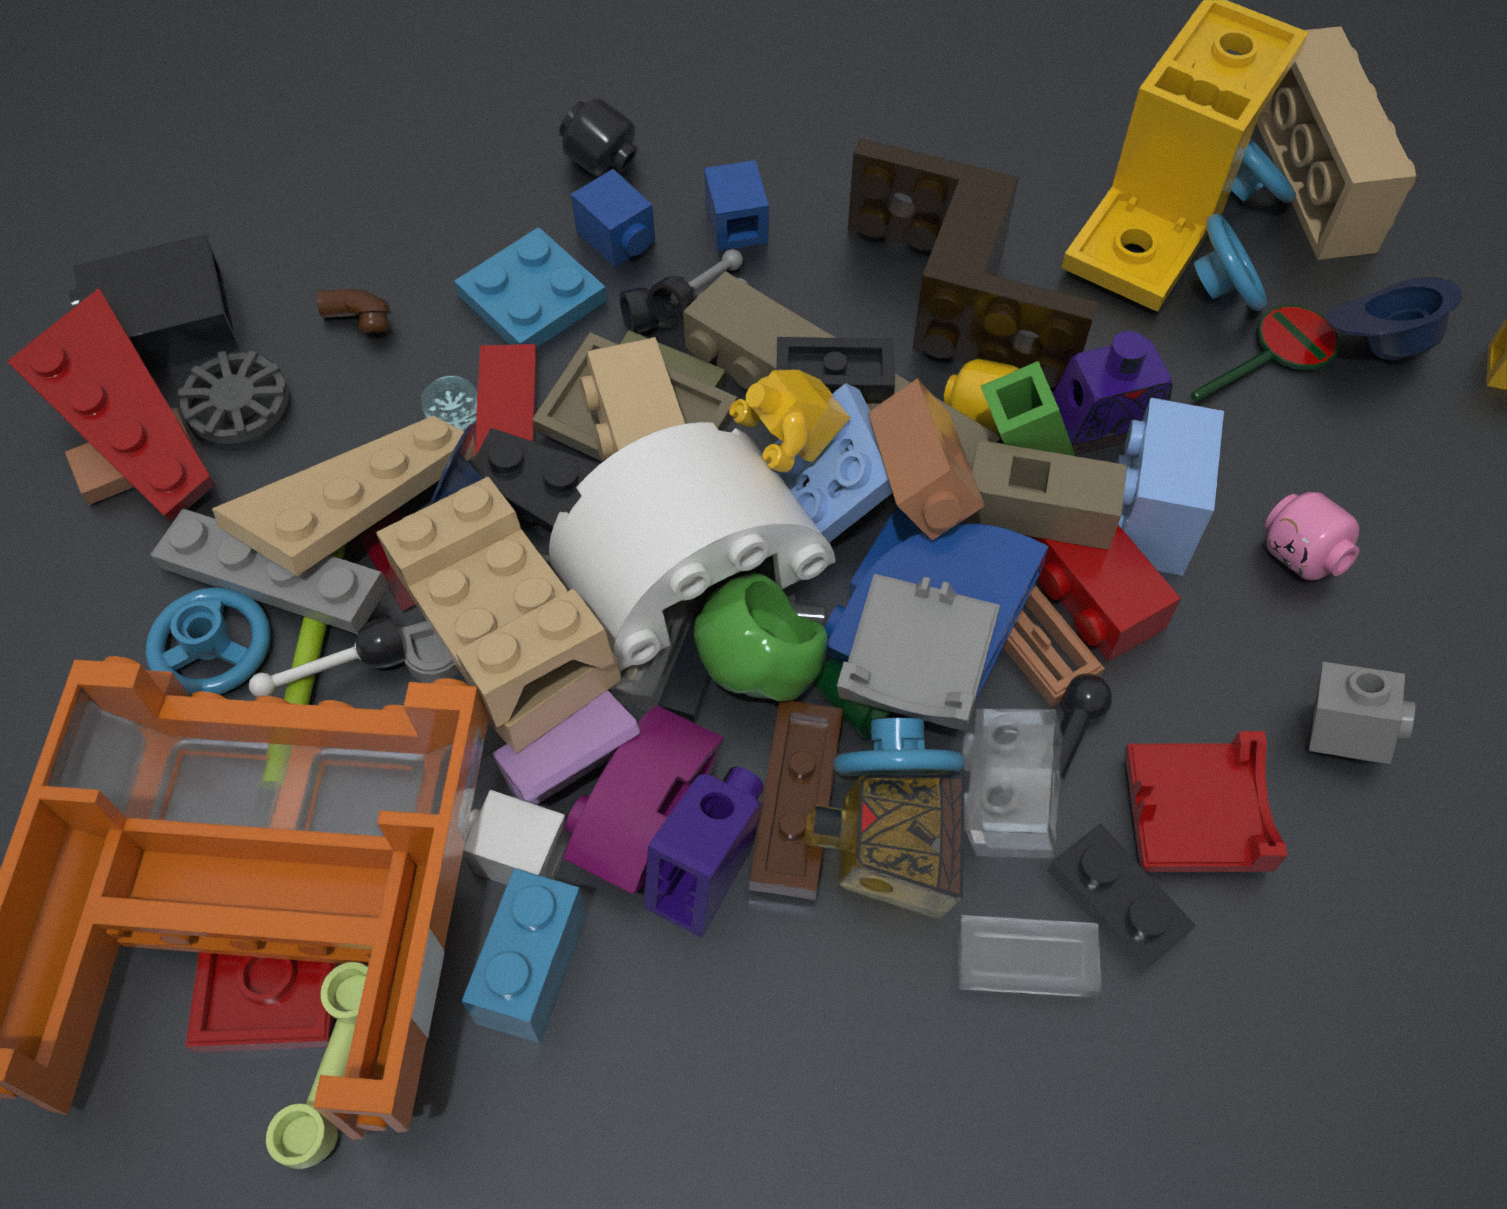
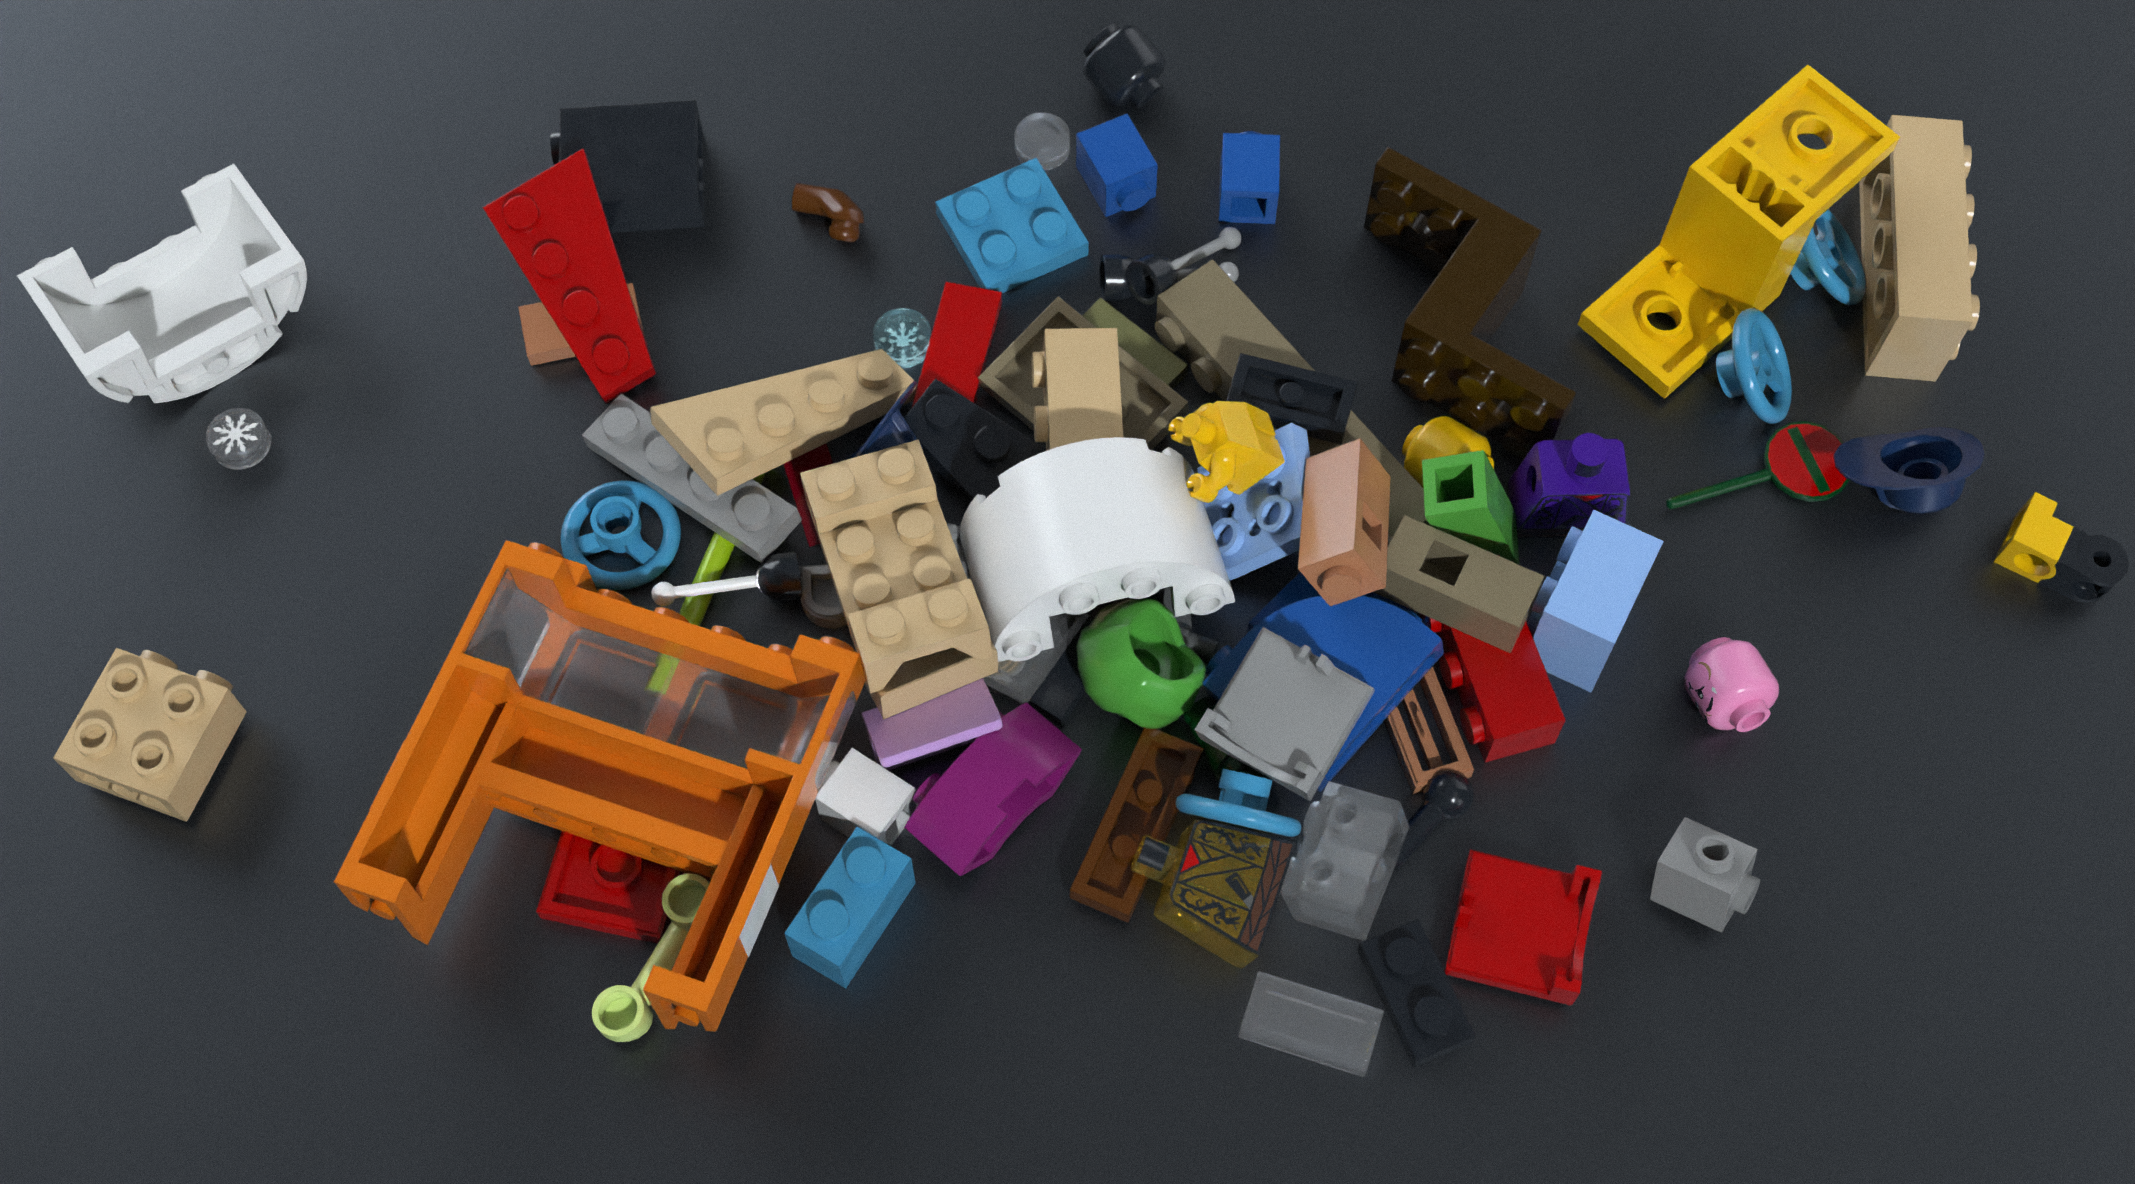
camera: 15 degrees right, 5 degrees up
(233, 397) = (690, 282): dark grey wheel -> none
(540, 210) = (1043, 138): none -> clear tile
(702, 849) = (1034, 849): dark purple torso -> none

